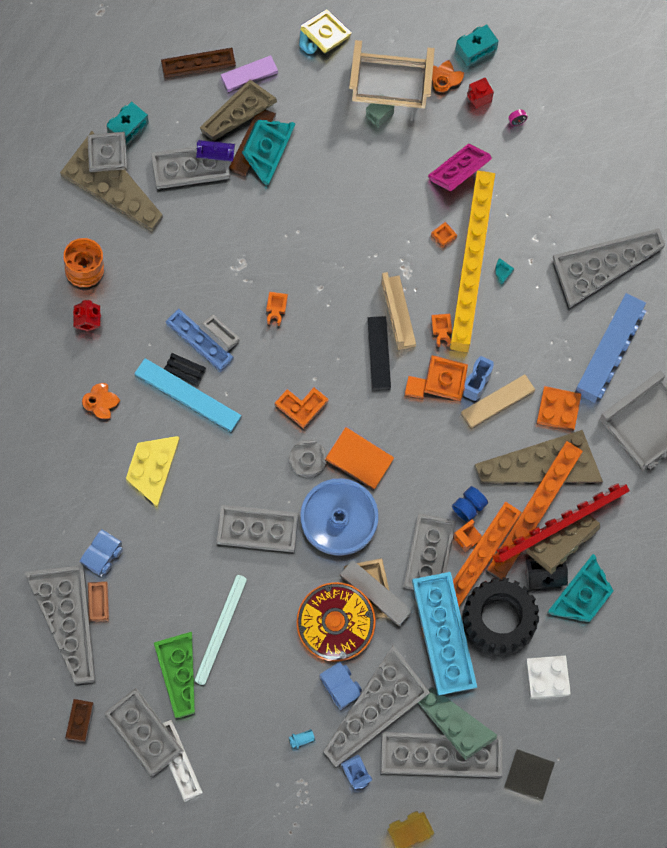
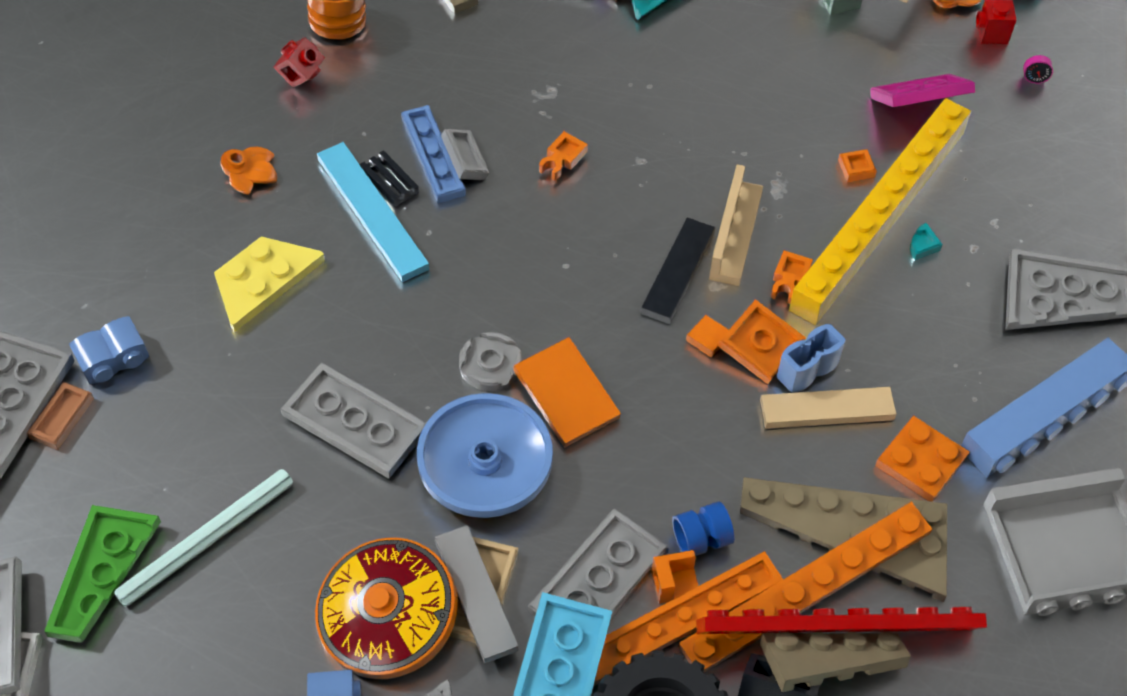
camera: 30 degrees right, 15 degrees down
(301, 411) = (520, 294): orange plate -> none

